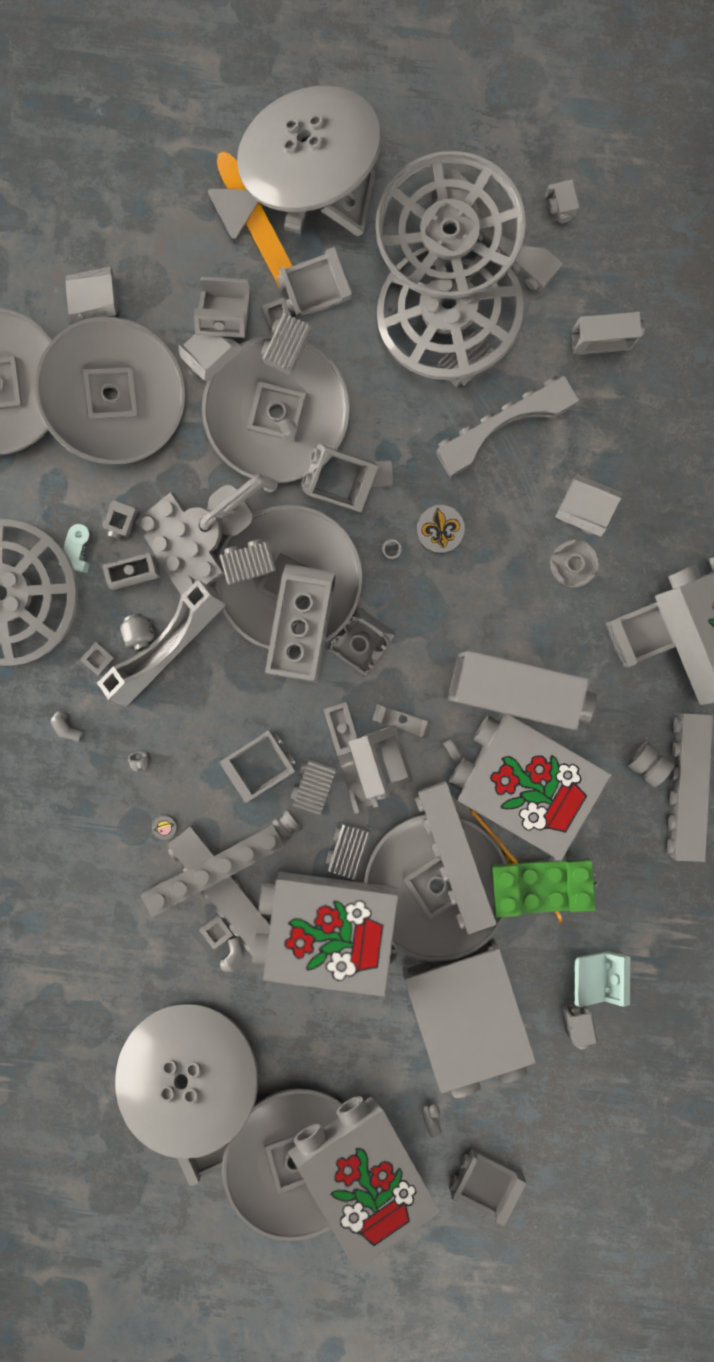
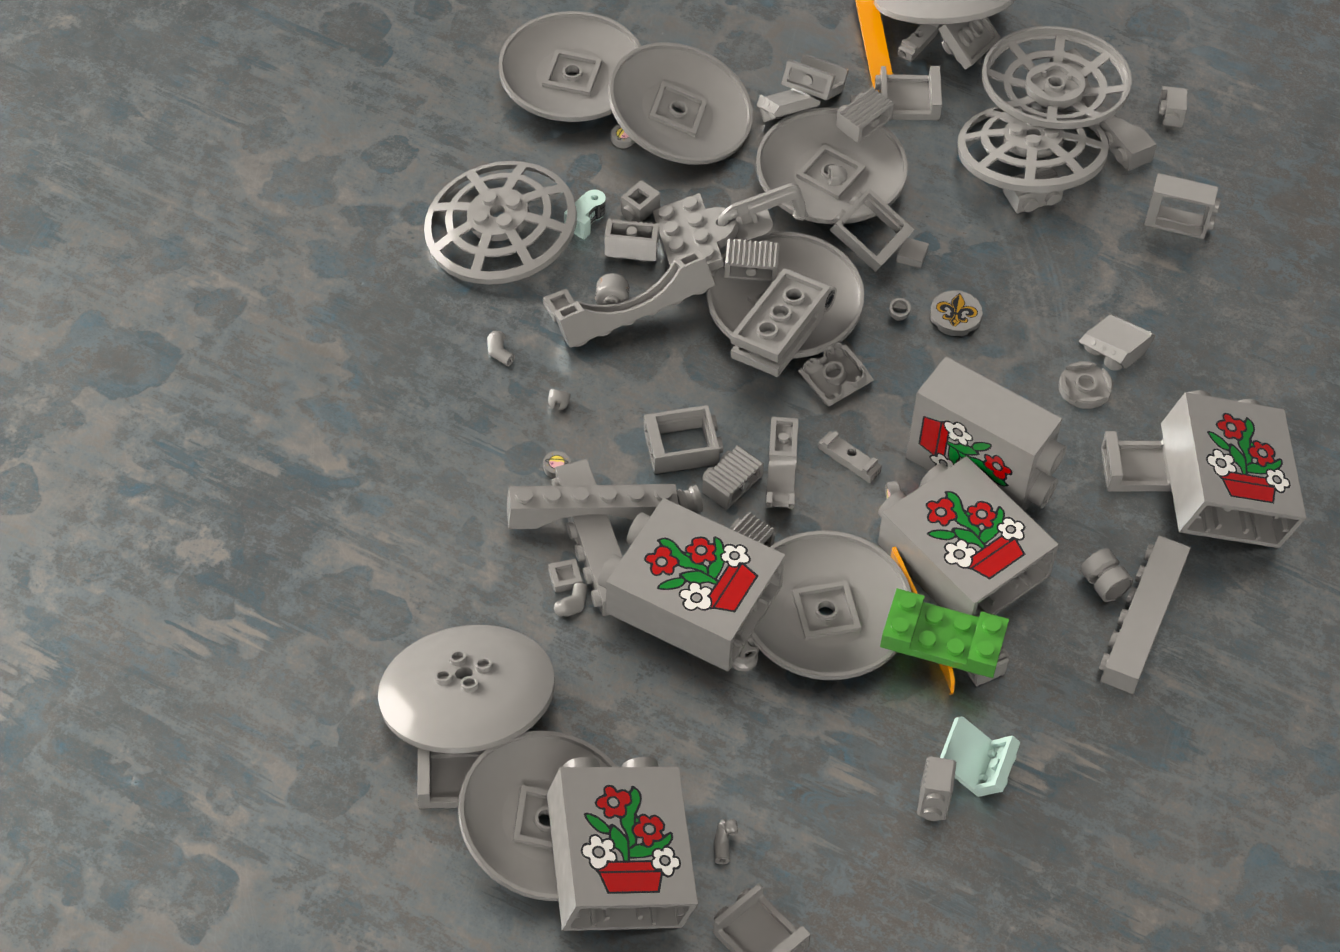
camera: 20 degrees right, 35 degrees down
(91, 294) = (700, 36): light grey slope -> none
(233, 207) = (858, 20): light grey piece -> none
(369, 765) = (810, 447): light grey window -> none
(456, 858) = (859, 572): light grey brick -> none
(469, 1020) = (811, 737): light grey brick -> none
(547, 402) = (1103, 245): light grey arch -> none

